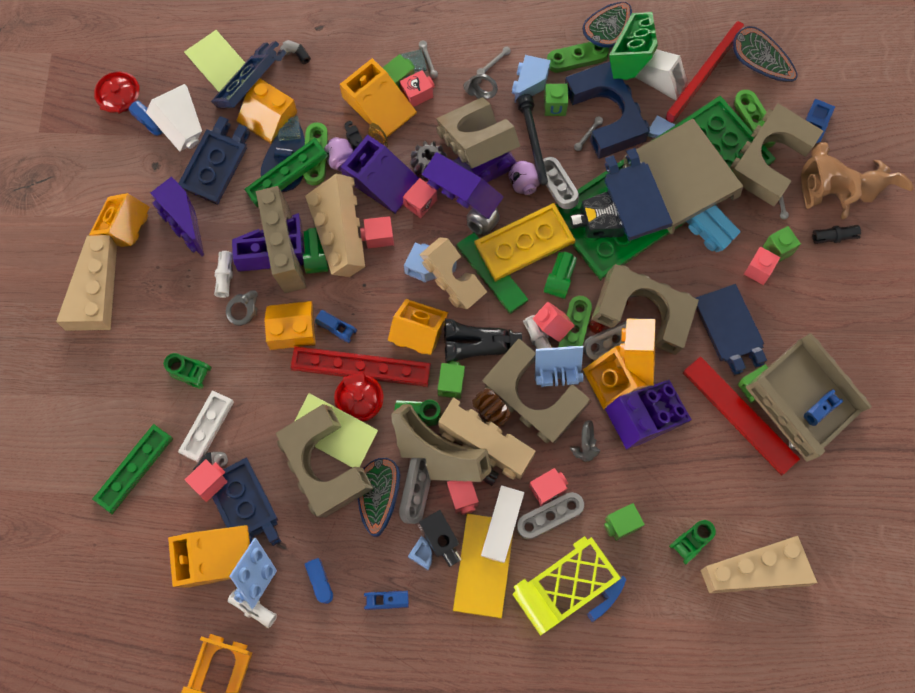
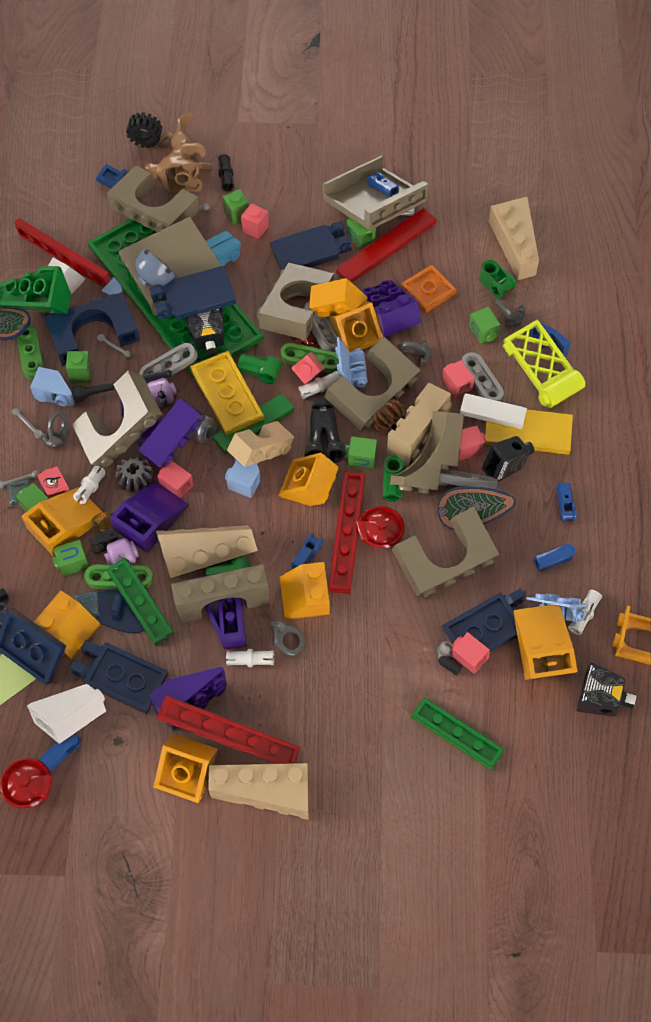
camera: 90 degrees left, 10 degrees down
(137, 250) = (227, 732): none -> red tile
(158, 618) = (603, 692): none -> black torso
(190, 372) = (356, 682): green piece -> none
(206, 426) = (411, 667): white tile -> none
(336, 110) = (70, 558): none -> bright green brick
(347, 443) = (430, 536): yellowish green sticker -> none
(377, 232) = (210, 513): coral brick -> none
(415, 119) = (89, 484): none -> white pin
(422, 553) = (521, 478): light blue tile -> none
(638, 557) = (511, 319): none -> dark grey piece
(661, 150) = (152, 270): none -> sand blue cylinder
(680, 462) = (429, 288): none -> orange tile
(753, 110) = (103, 222): bright green plate -> none
(763, 55) = (49, 208): shield -> none
(885, 140) = (147, 123): none -> black tyre

